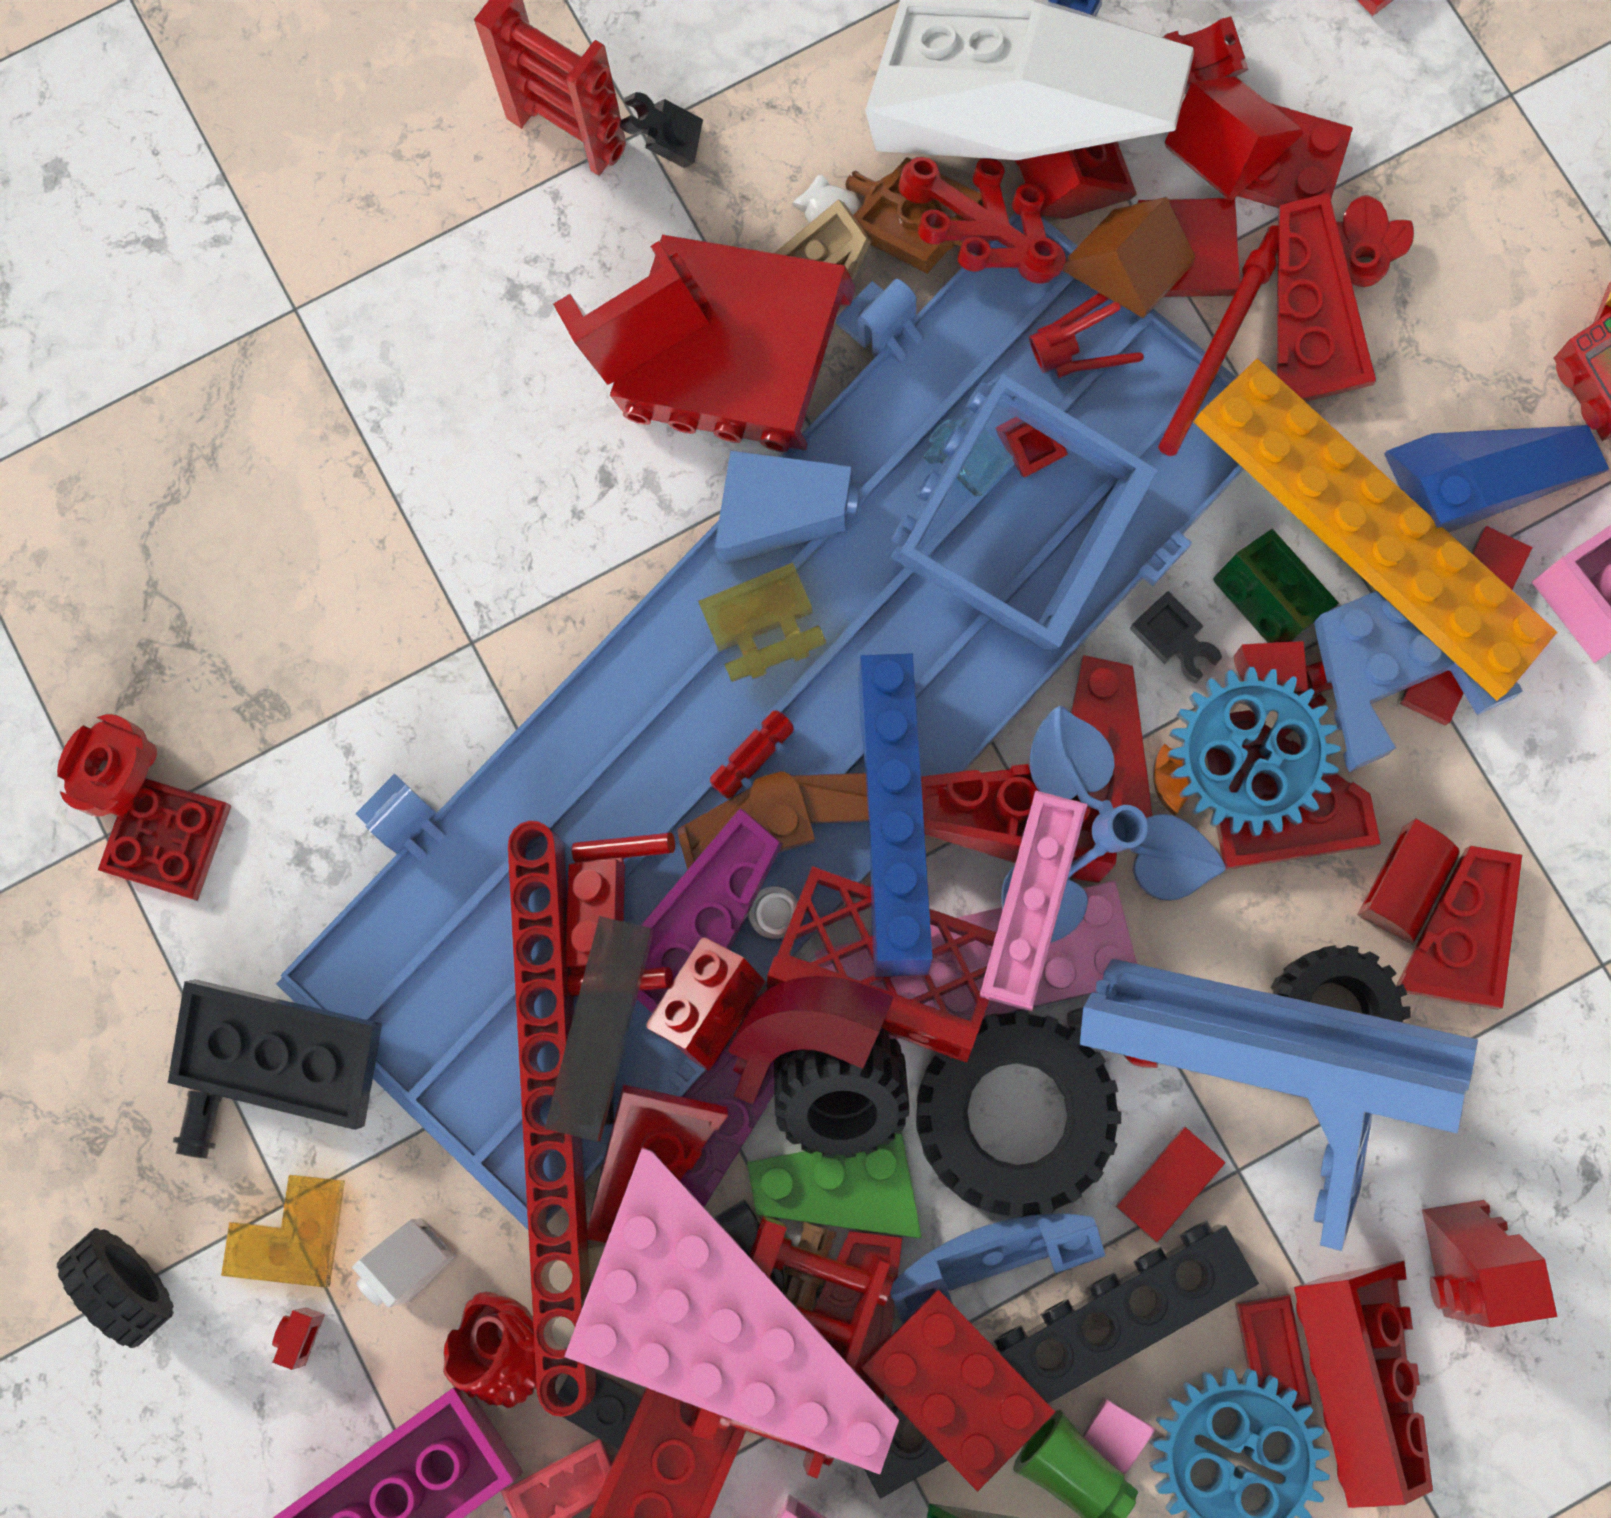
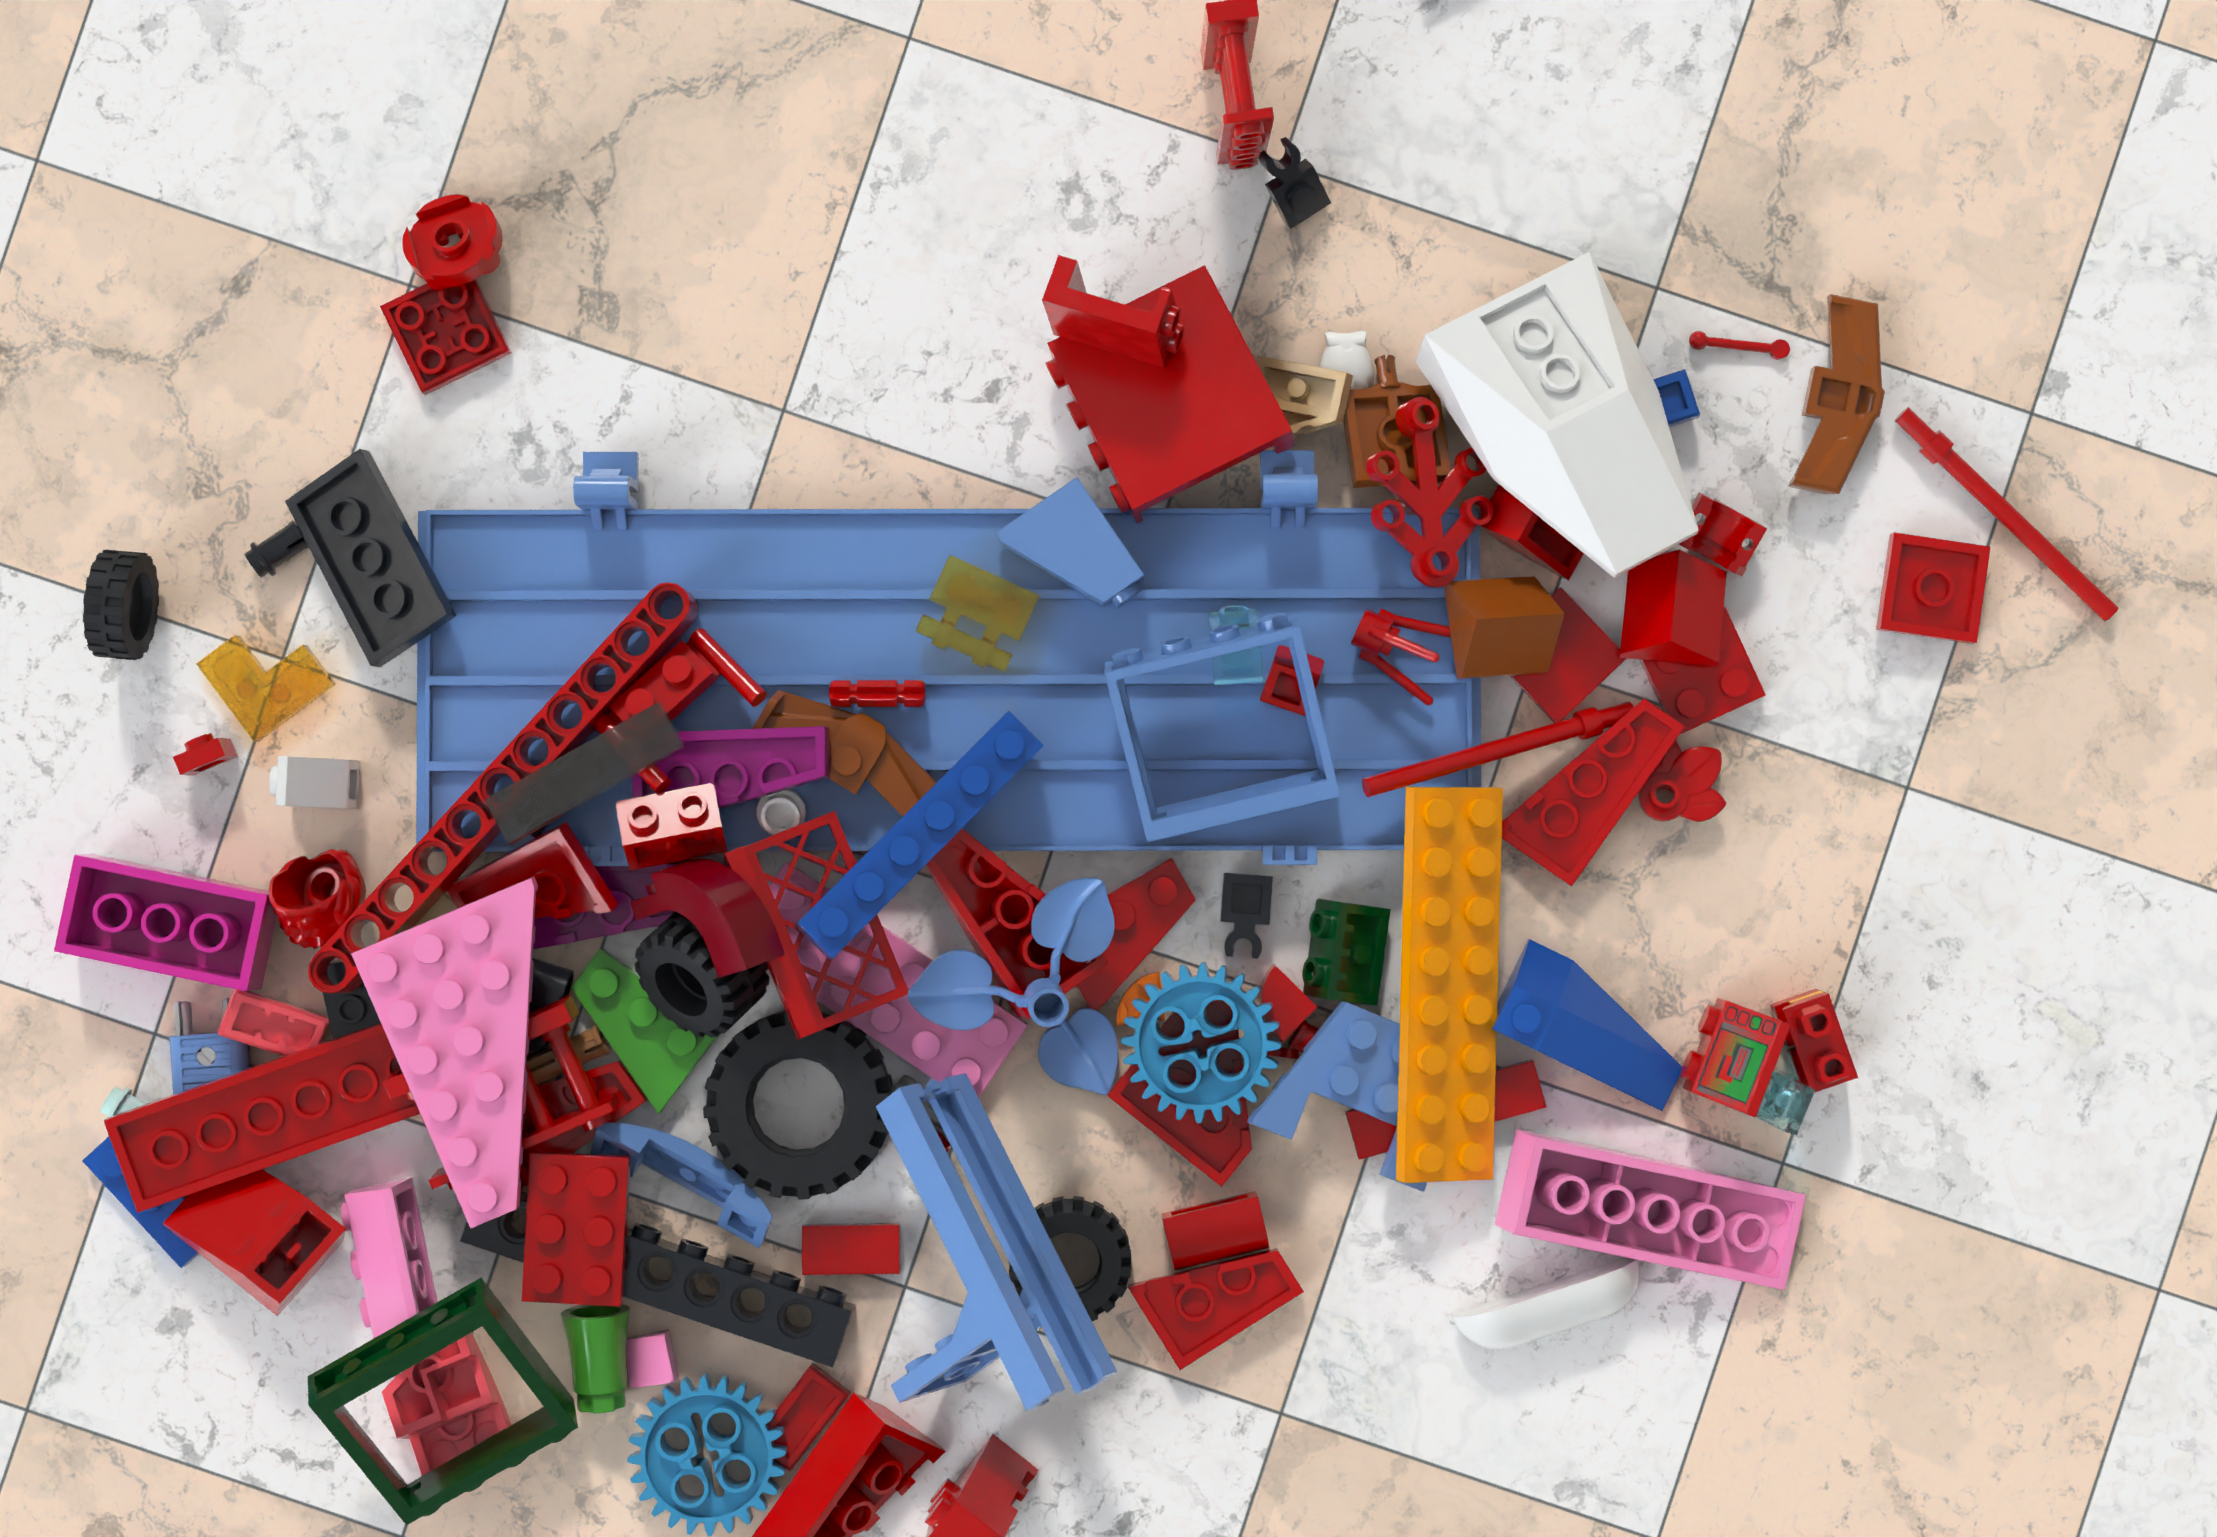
camera: 45 degrees right, 10 degrees up
(1033, 901) = (946, 986): bright pink tile -> none

